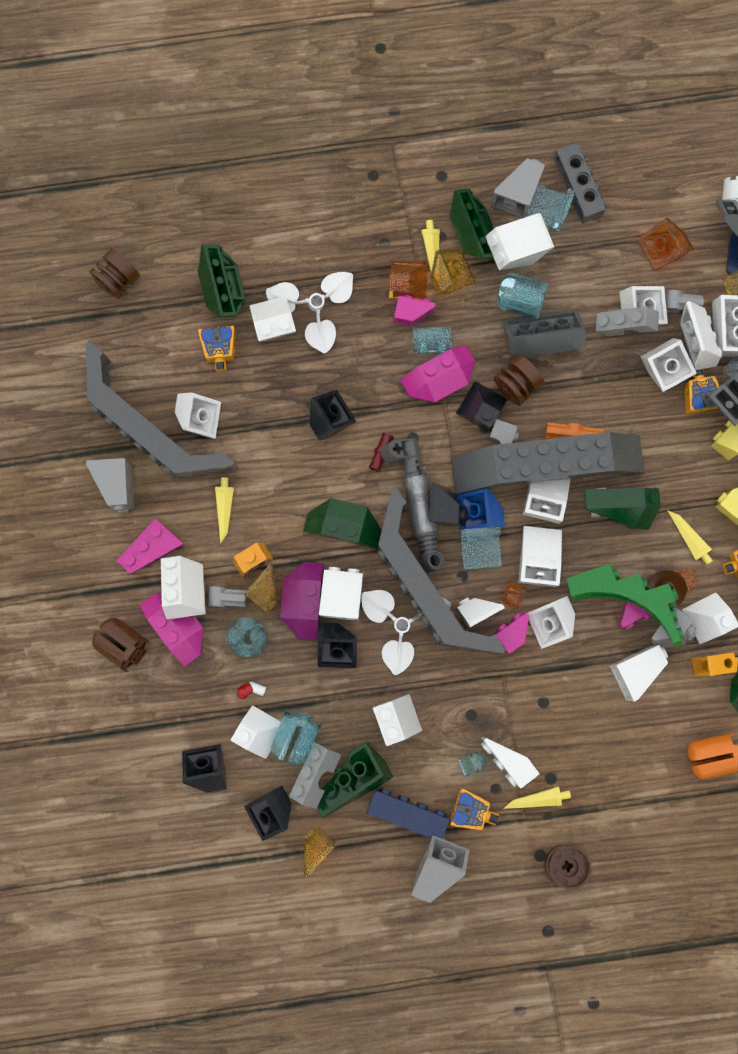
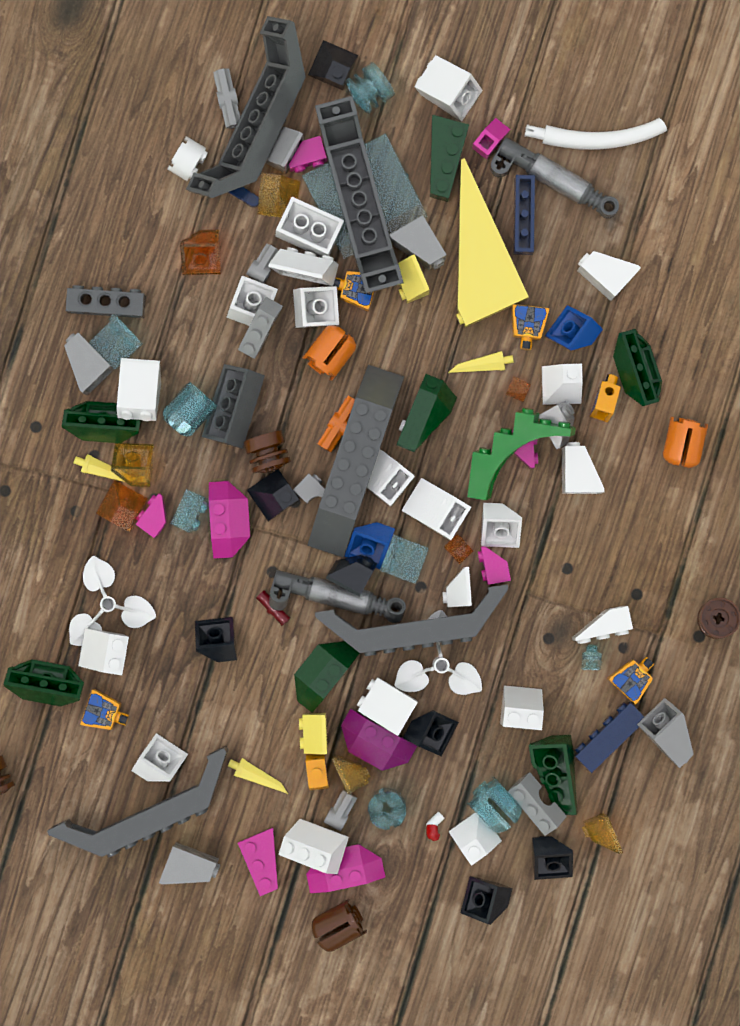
camera: 70 degrees left, 5 degrees up
(285, 540) = (314, 733): none -> light yellow slope
(549, 797) = (651, 609): light yellow bar -> none
(635, 385) = (330, 351): none -> orange cylinder
(675, 581) = (514, 399): reddish brown dish -> none

